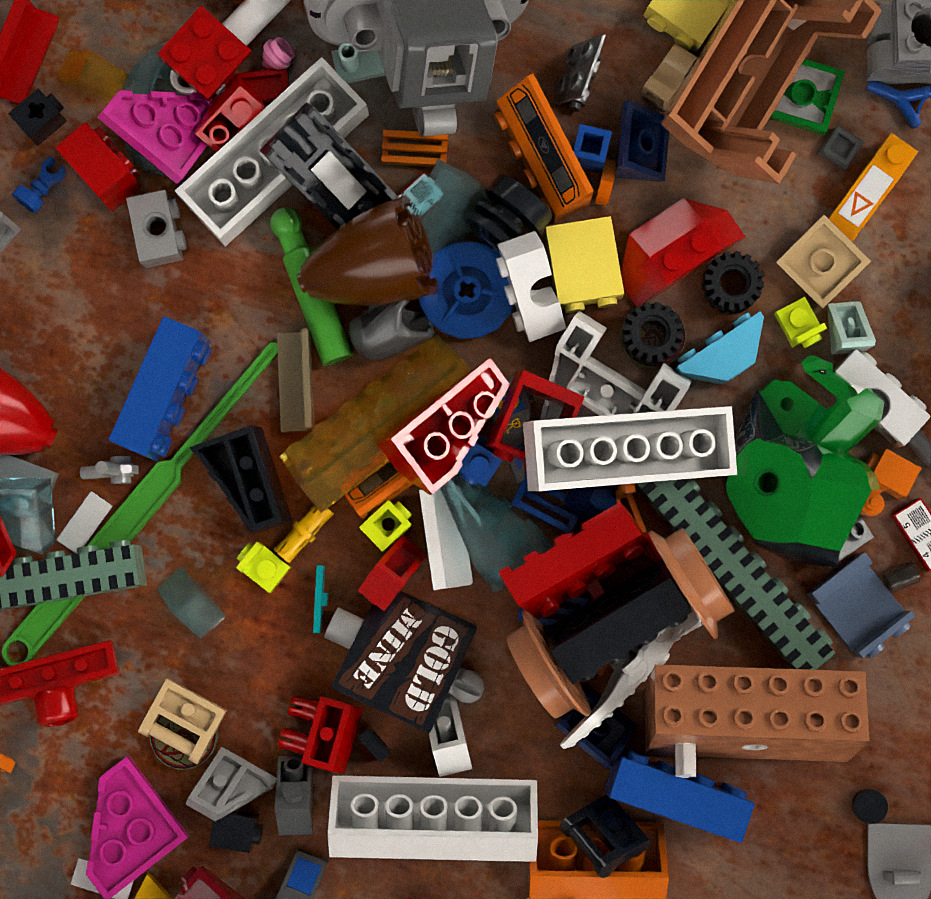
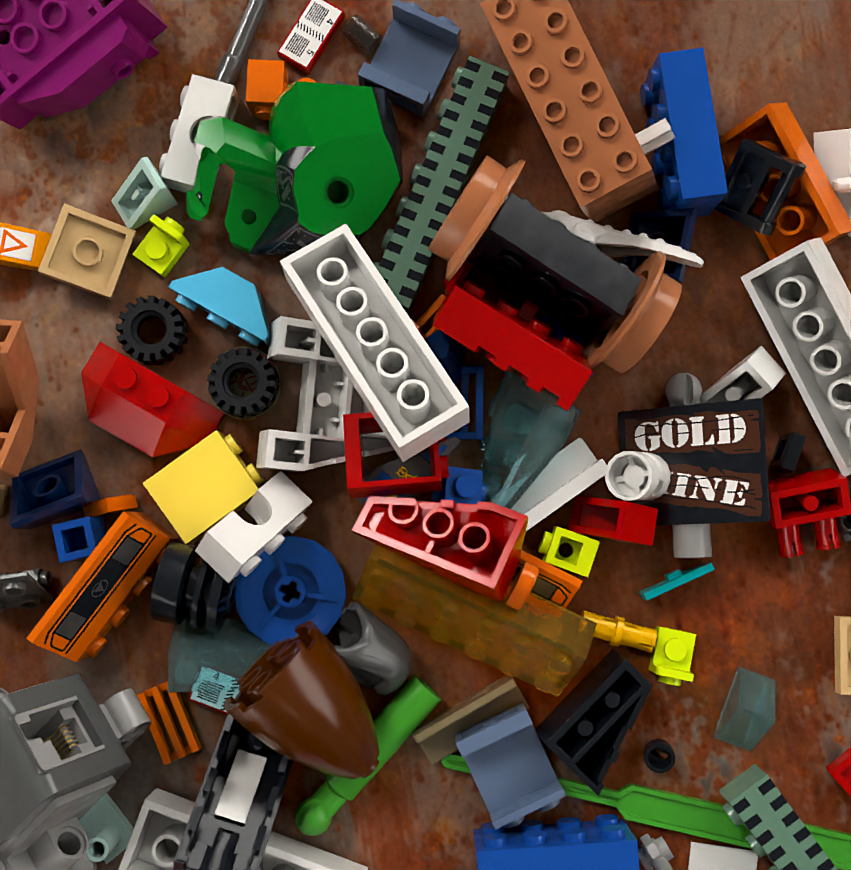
camera: 115 degrees left, 0 degrees up
(189, 509) = (654, 760): none -> black hinge
(246, 392) = (509, 766): none -> sand blue panel
(380, 467) = (522, 585): none -> orange tile
(418, 608) = (637, 476): none -> white wheel

